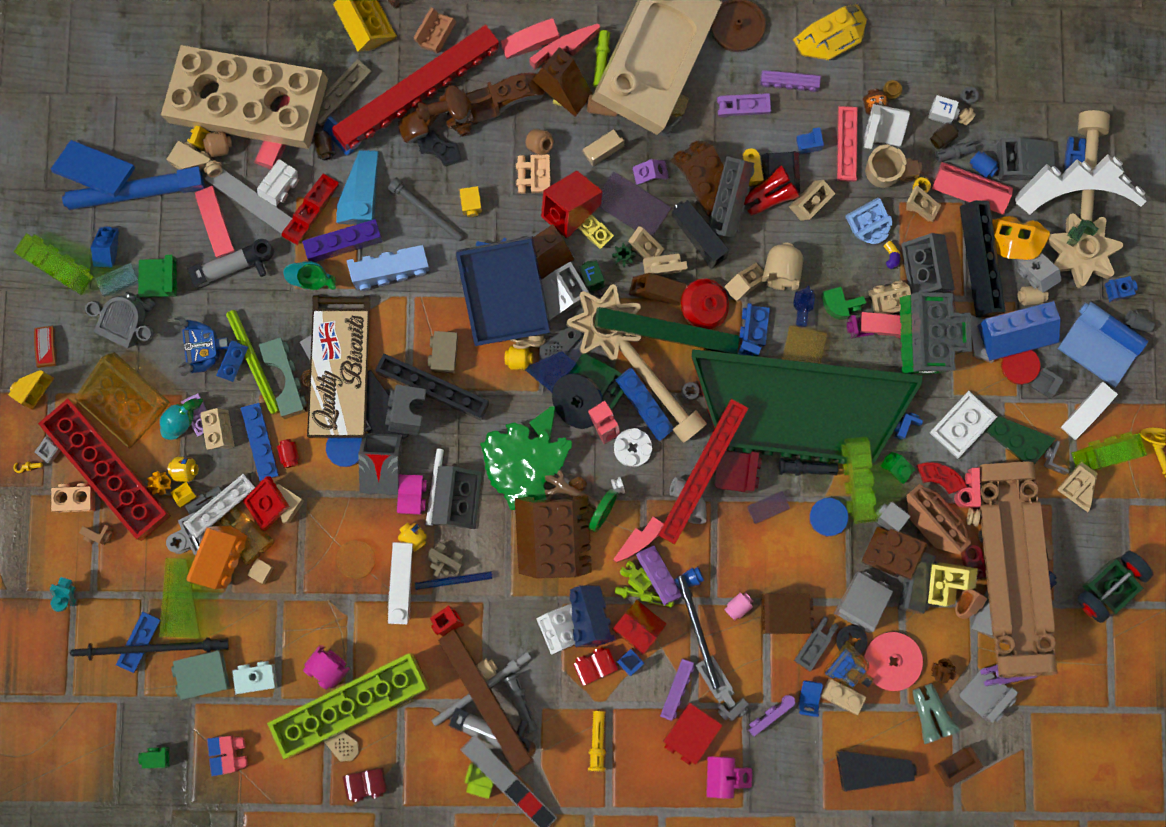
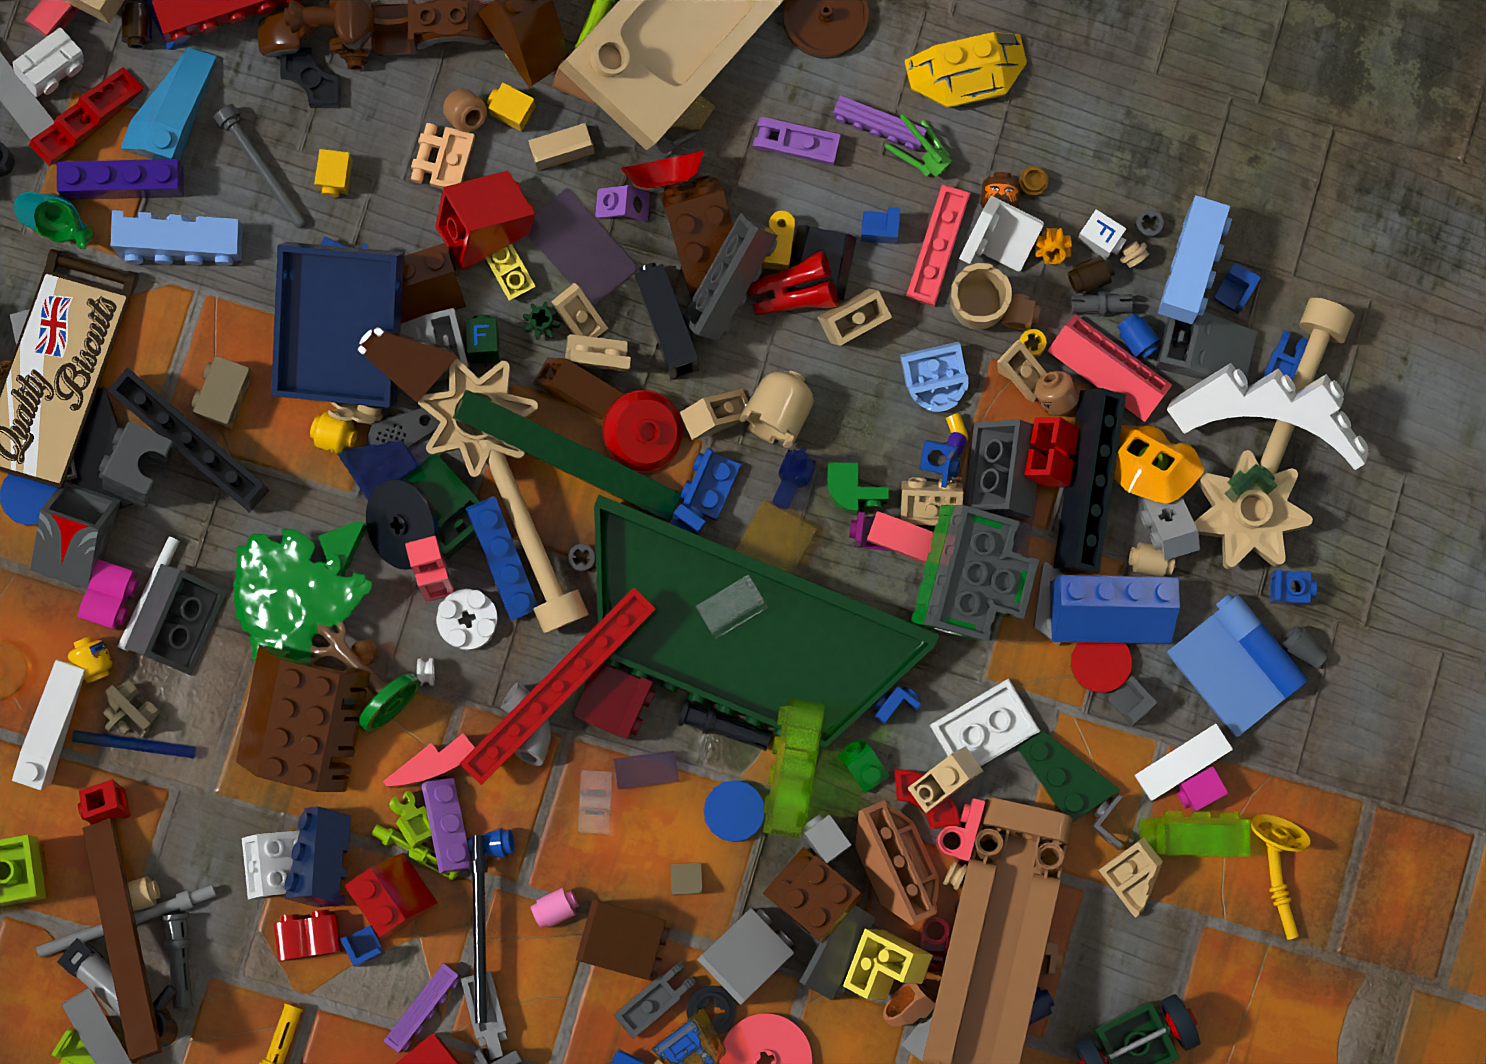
camera: 15 degrees right, 0 degrees up
(554, 301) = (406, 360): none -> reddish brown slope
(566, 131) = (511, 106): none -> yellow brick
(669, 145) = (663, 171): none -> red piece
(744, 535) = (595, 802): none -> clear brick
(792, 394) = (731, 606): none -> clear hinge
(812, 566) = (686, 879): none -> dark tan slope
(831, 92) = (936, 158): none -> bright green plant
(896, 272) = (949, 468): none -> blue bracket
(917, 124) = (1053, 246): none -> light orange gear
(946, 211) = (1058, 394): none -> medium nougat head
(951, 461) = (945, 779): none -> tan slope
(955, 239) = (1059, 441): none -> red piece
(1006, 108) = (1194, 260): none -> light blue wedge
(1033, 119) = (1236, 288): none -> blue panel
(1104, 424) = (1201, 790): none -> dark pink brick

